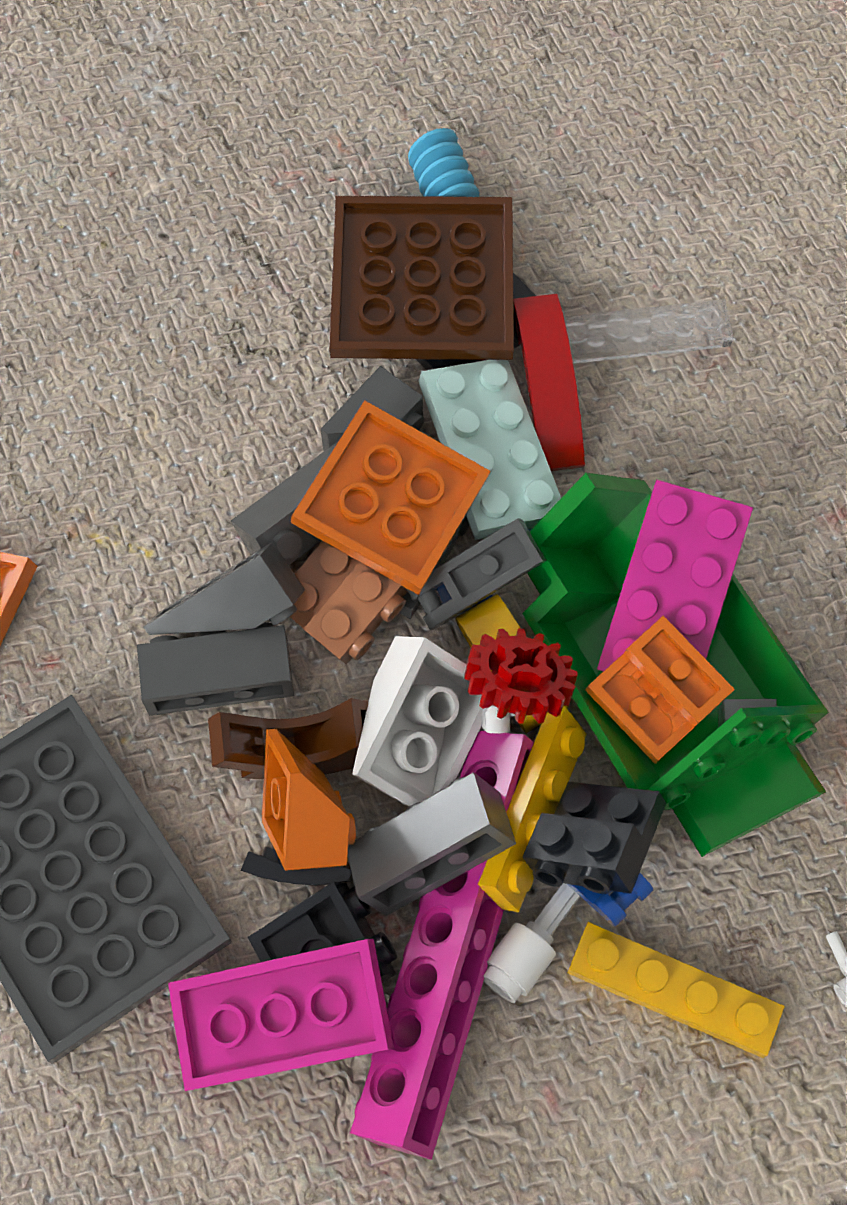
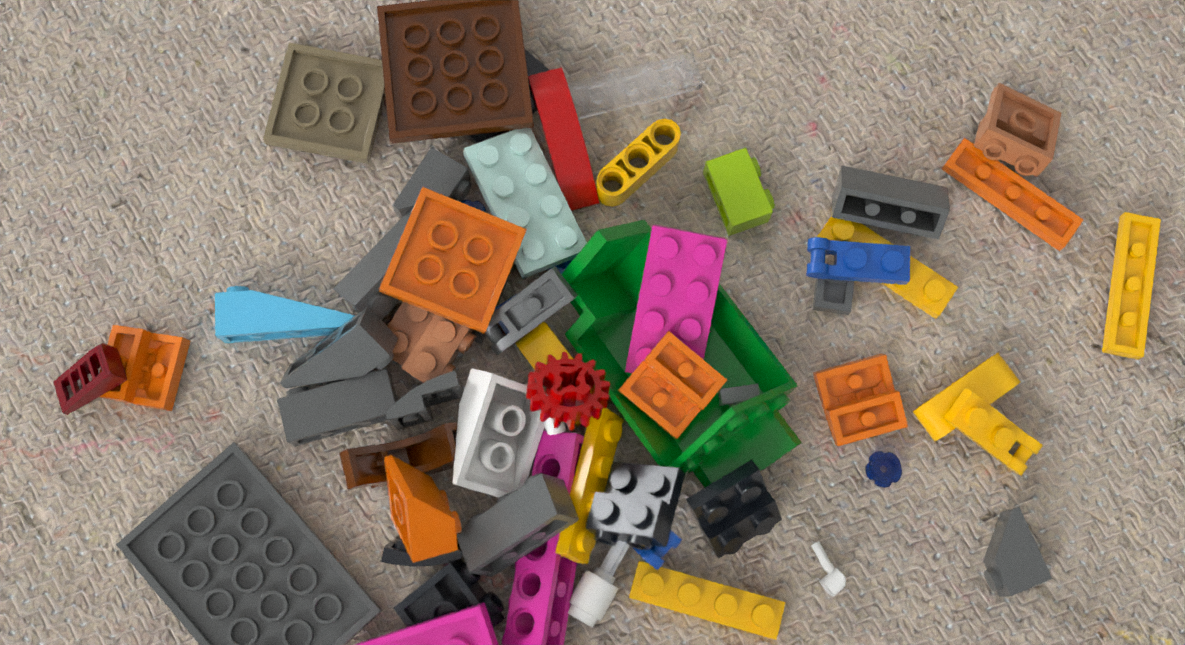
camera: 10 degrees left, 10 degrees up
(139, 547) = (258, 316): none -> medium azure slope
(256, 306) = (327, 103): none -> dark tan plate
(342, 662) = (415, 405): none -> dark grey slope
(648, 402) = (642, 147): none -> yellow beam
(726, 866) = (734, 509): none -> black plate
(768, 469) = (738, 191): none -> lime brick

